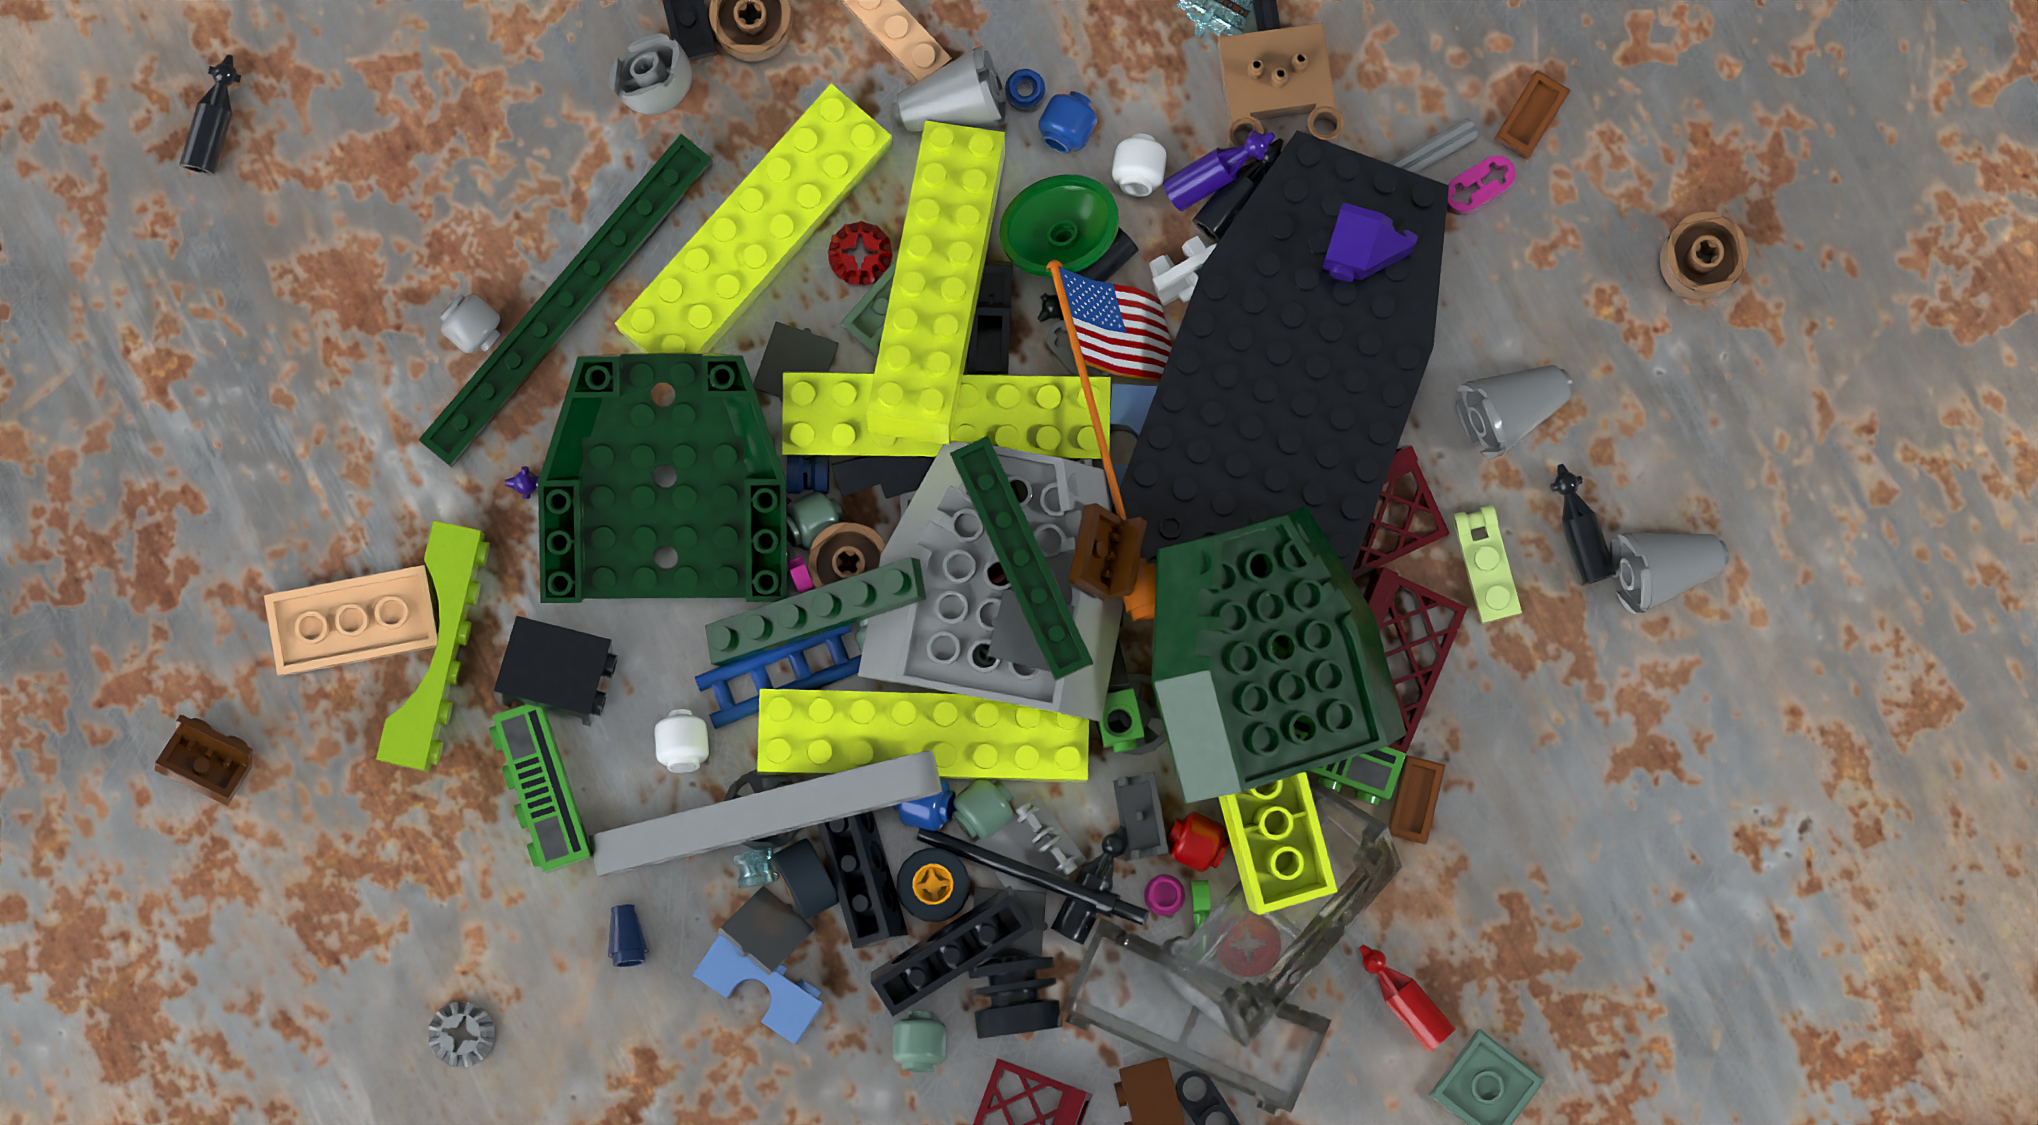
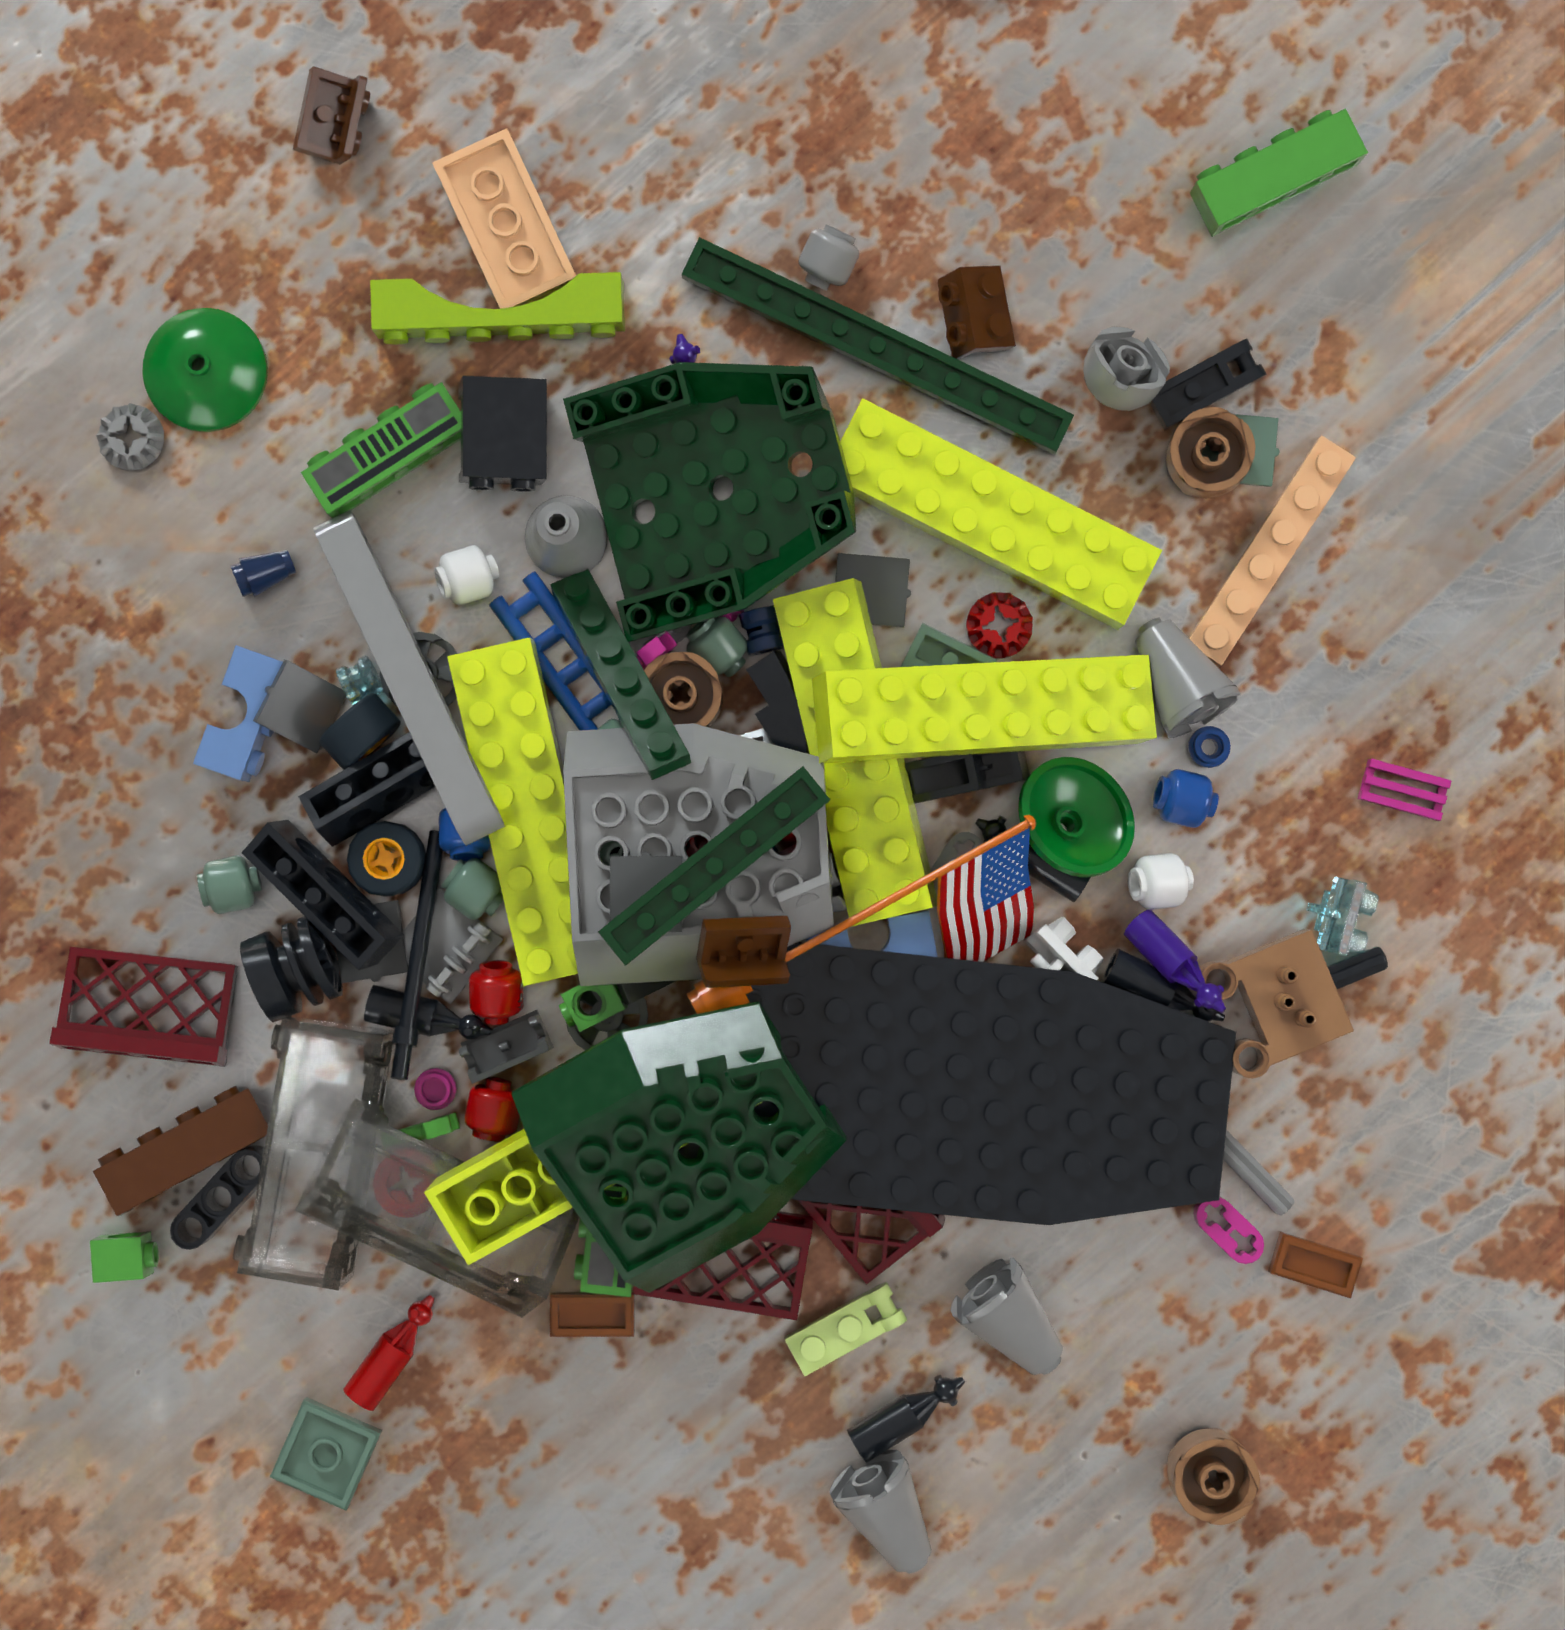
camera: 80 degrees right, 5 degrees up
(444, 946) = (226, 385): none -> green dish
(558, 200) = (975, 311): none -> reddish brown bracket
(679, 650) = (575, 546): none -> light grey cone
(1086, 812) = (495, 992): none -> red head
(1364, 244) = (1132, 1130): dark purple slope -> none

